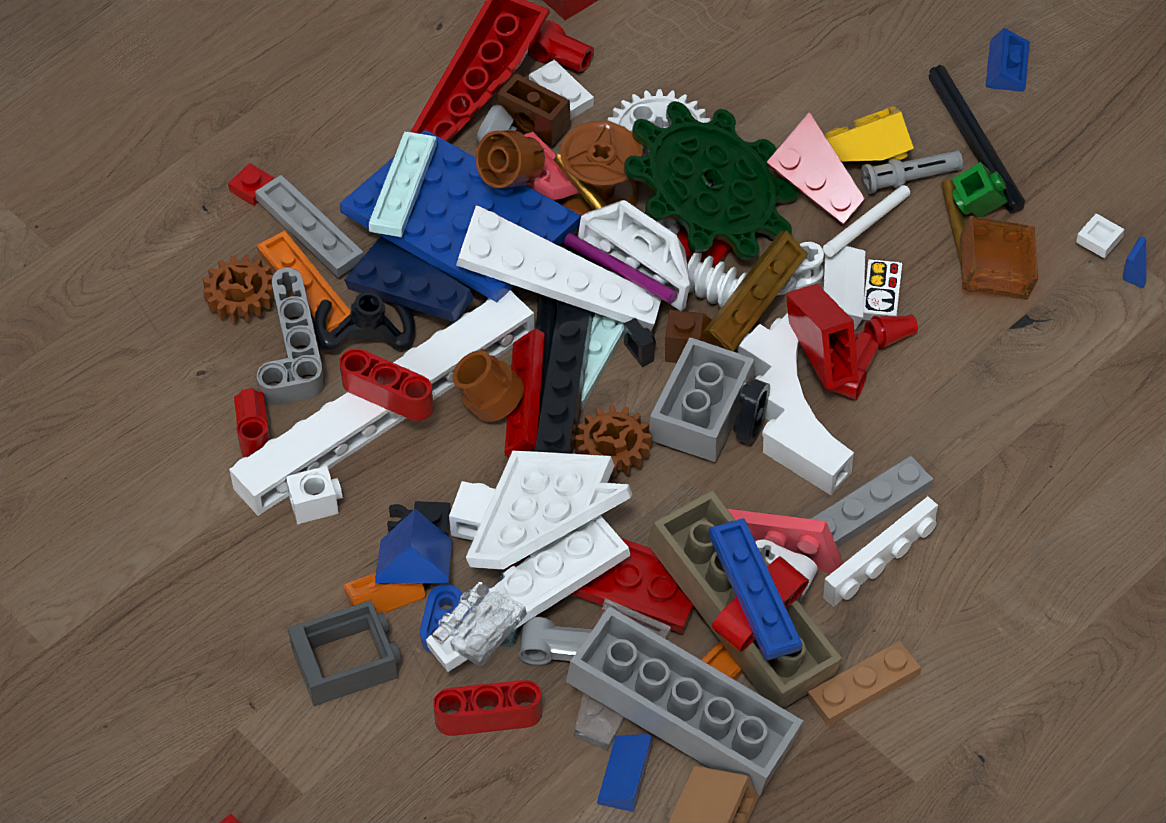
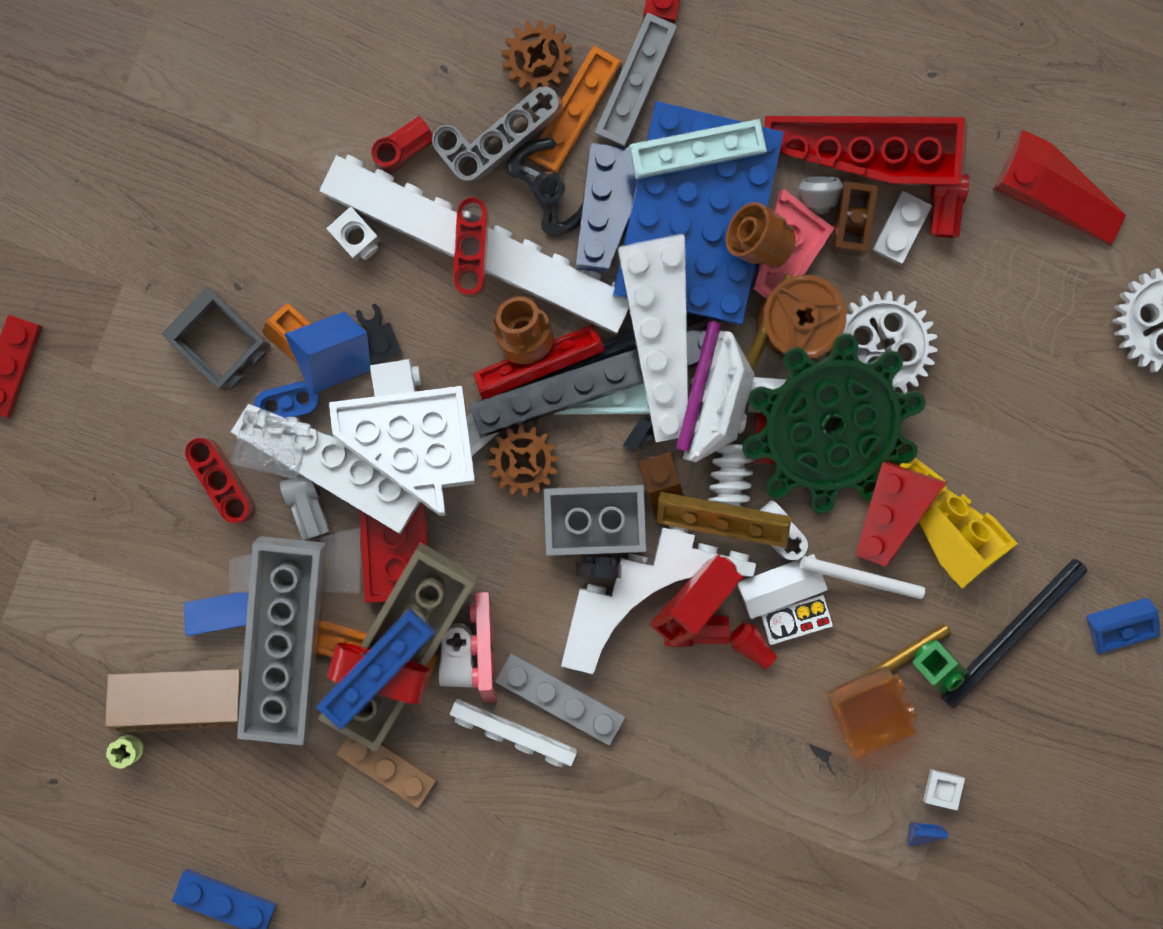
camera: 60 degrees right, 35 degrees up
(897, 172) = (936, 580): light grey pin -> none

